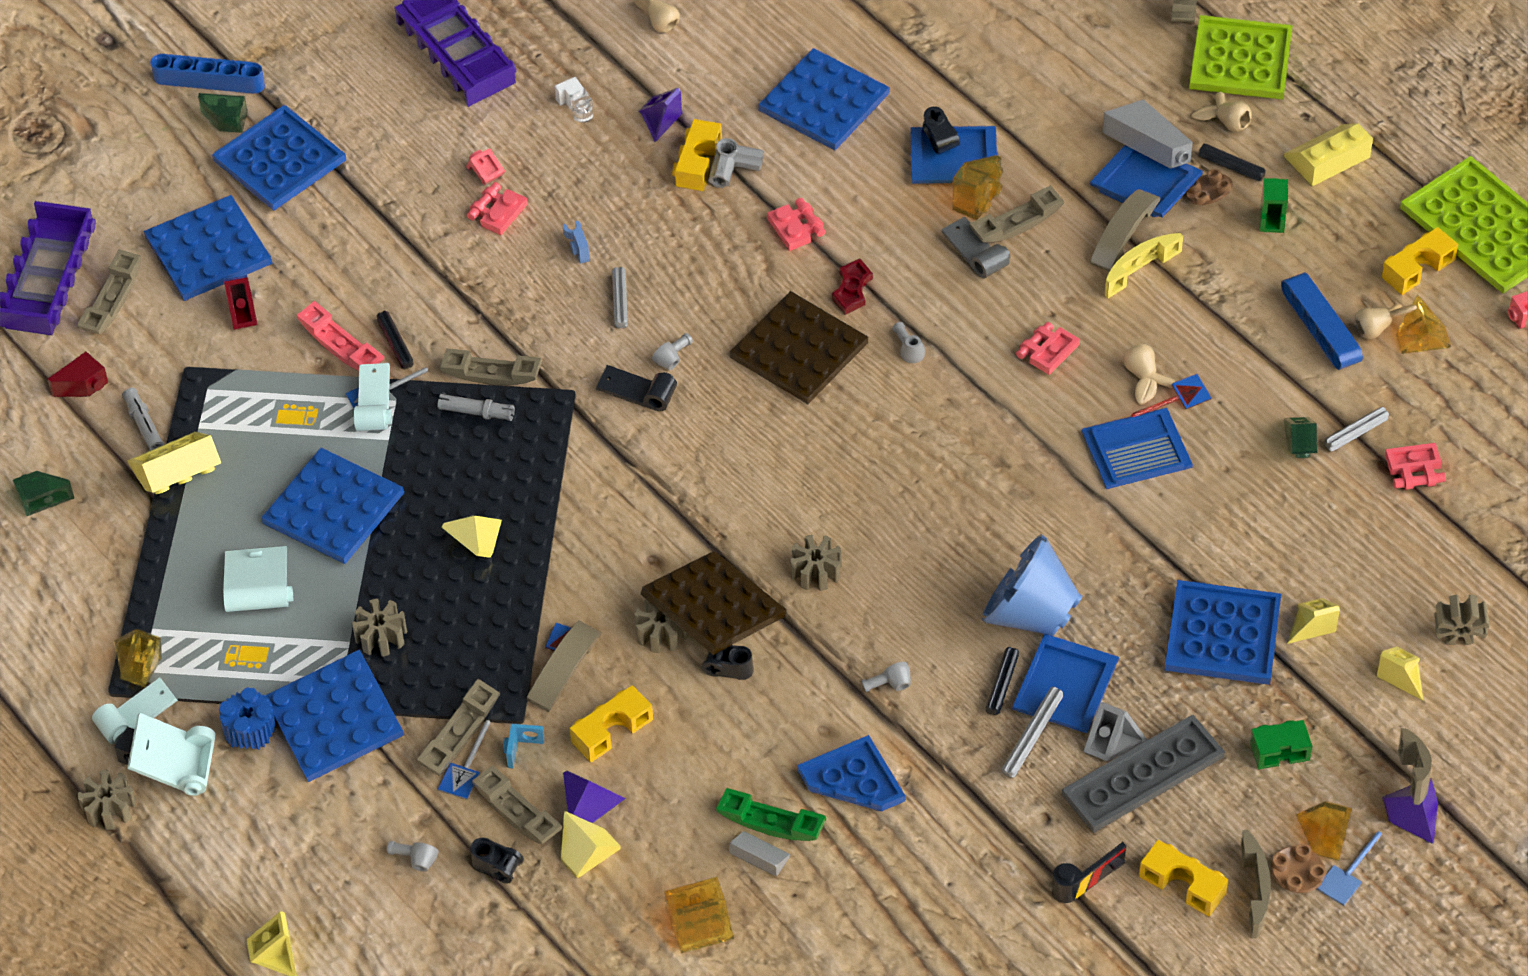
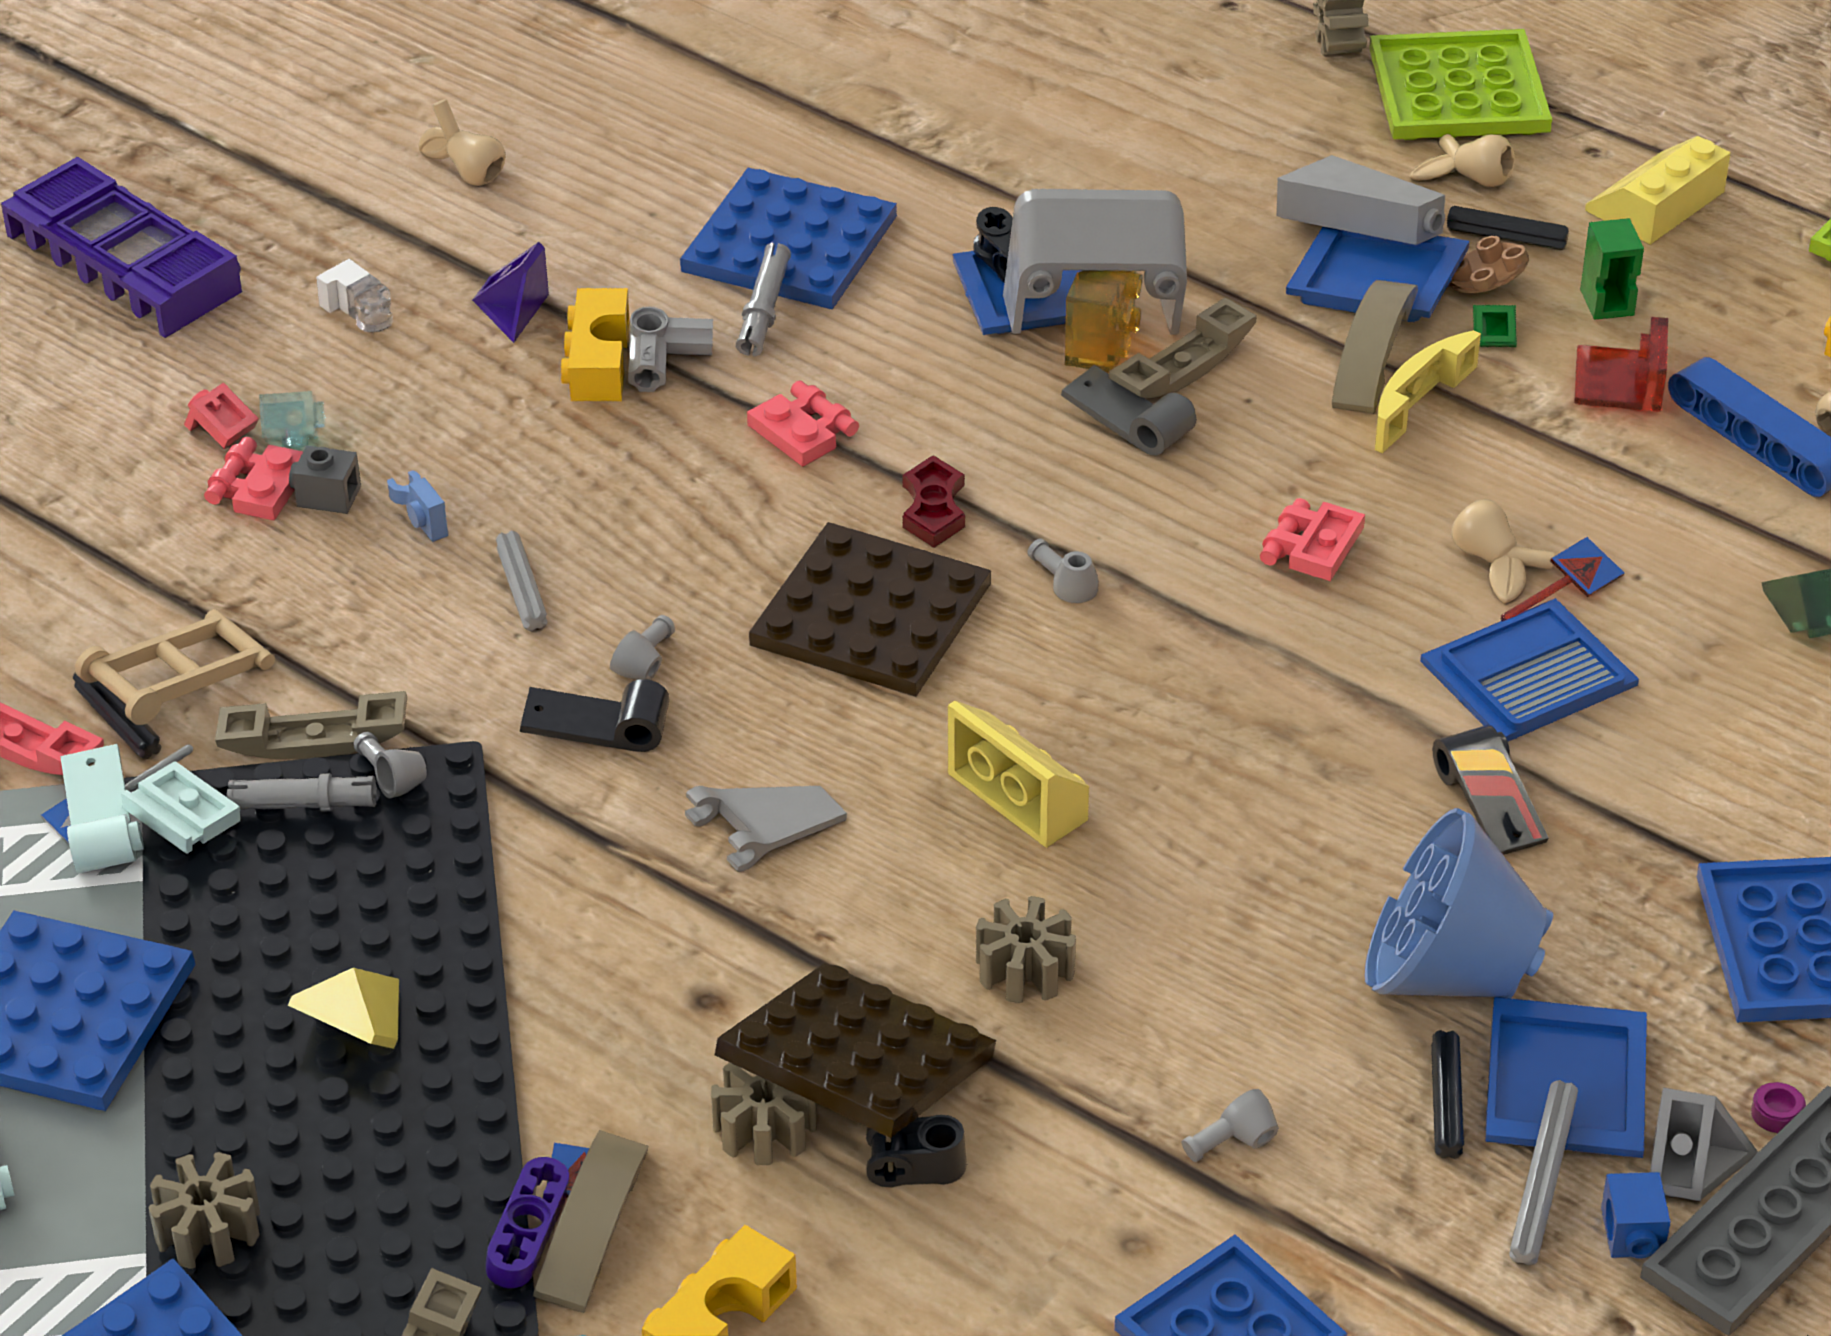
camera: 15 degrees left, 10 degrees down
(408, 340) = (144, 704): none -> tan piece
(414, 404) = (181, 807): none -> light aqua plate
(521, 175) = (291, 418): none -> clear light blue brick
(526, 402) = (395, 769): none -> light grey bar
(531, 217) = (325, 479): none -> dark grey brick
(531, 651) = (528, 1240): none -> dark purple beam
(708, 461) = (764, 816): none -> light grey flag
(791, 149) = (759, 312): none -> light grey pin
(841, 462) = (1014, 775): none -> light yellow slope
(981, 142) = (1096, 233): none -> light grey windscreen
(1069, 762) = (1635, 1214): none -> blue brick
(1087, 515) = (1492, 786): none -> door
(1165, 718) = (1776, 1105): none -> magenta tile
(1199, 228) = (1496, 325): none -> green slope
(1258, 273) = (1622, 375): none -> clear red bracket

